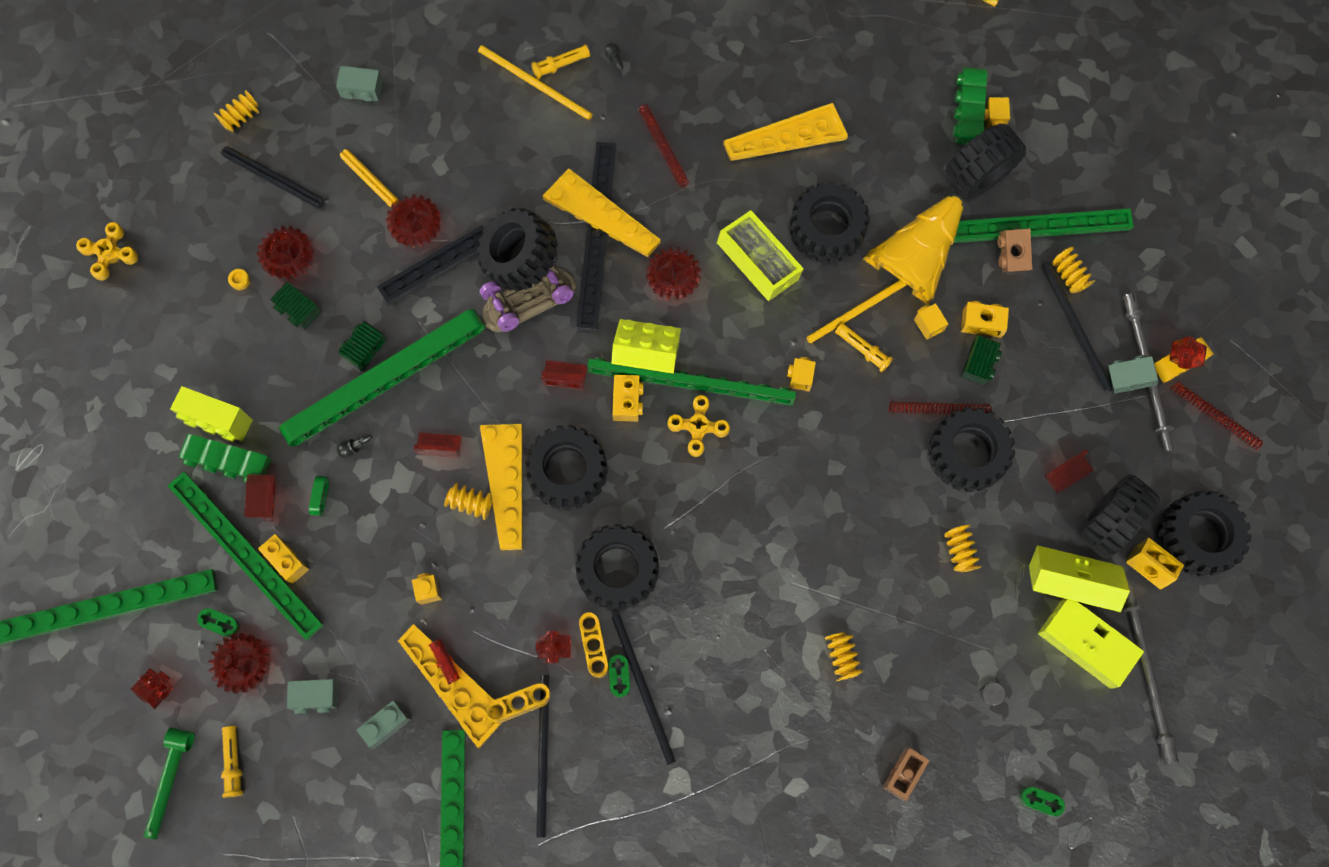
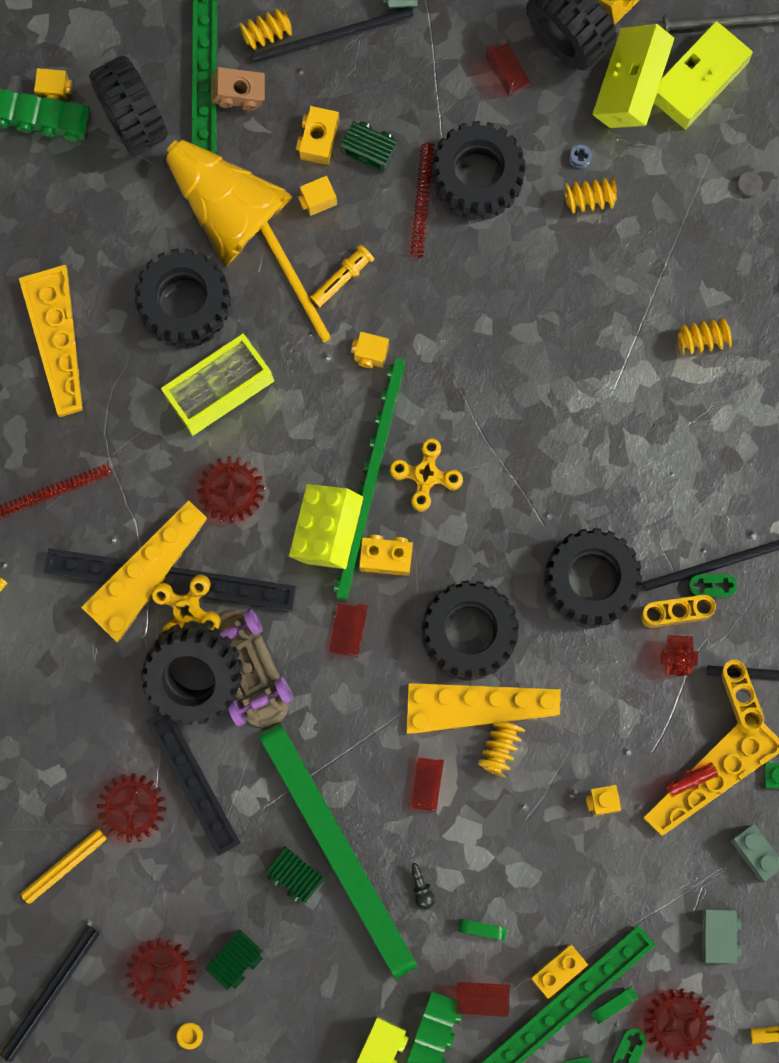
camera: 85 degrees left, 5 degrees up
(256, 607) = (614, 1005): none -> green beam
(574, 247) = (191, 599): none -> yellow gear
(992, 544) = (574, 159): none -> sand blue bush

